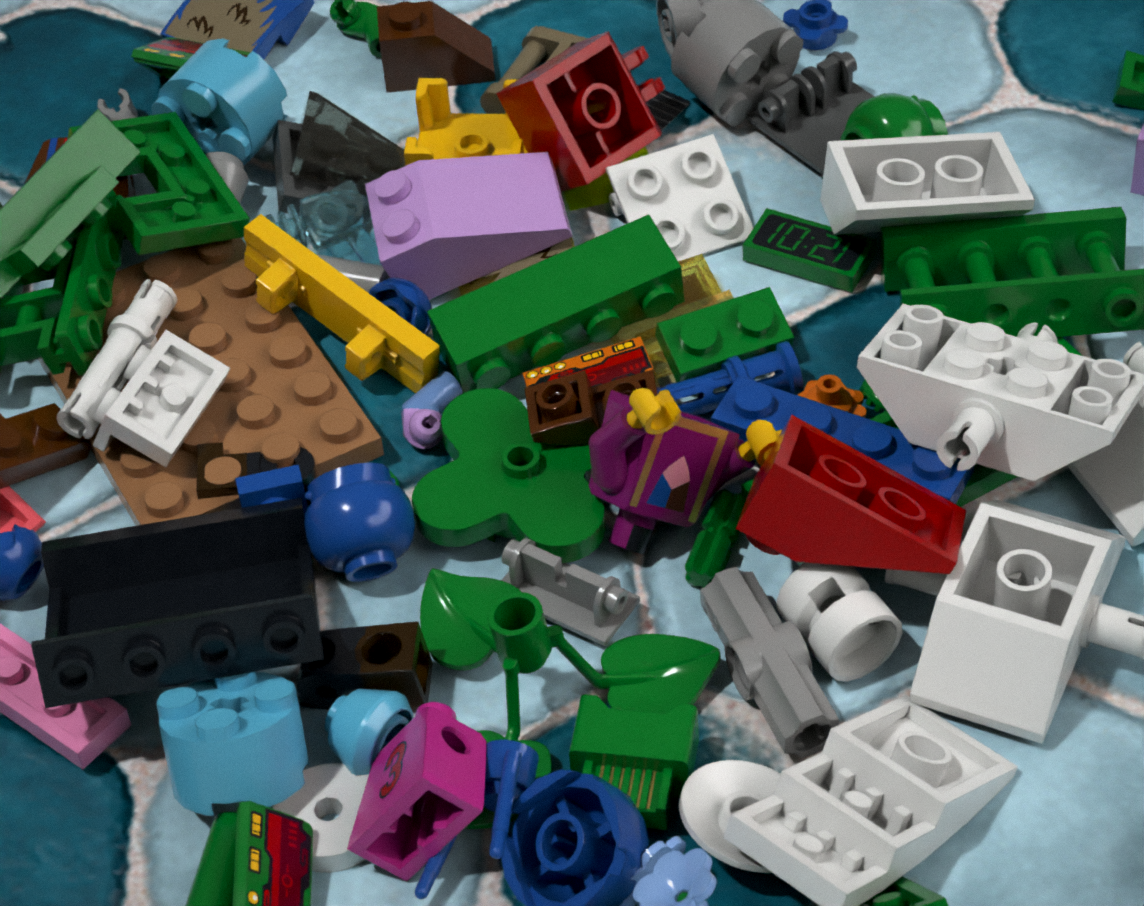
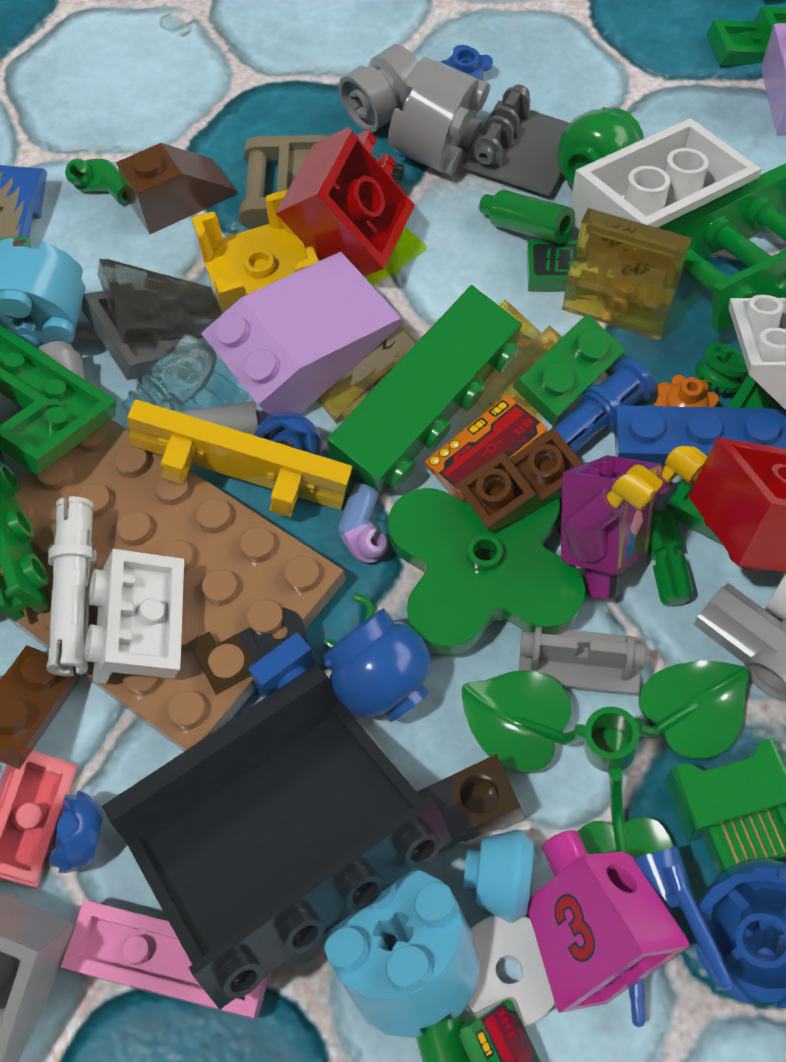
camera: 25 degrees left, 15 degrees up
(686, 196) = (455, 251): white hinge -> none
(781, 184) = (529, 215): none -> green cylinder
(831, 262) = (625, 273): none -> clear yellow slope

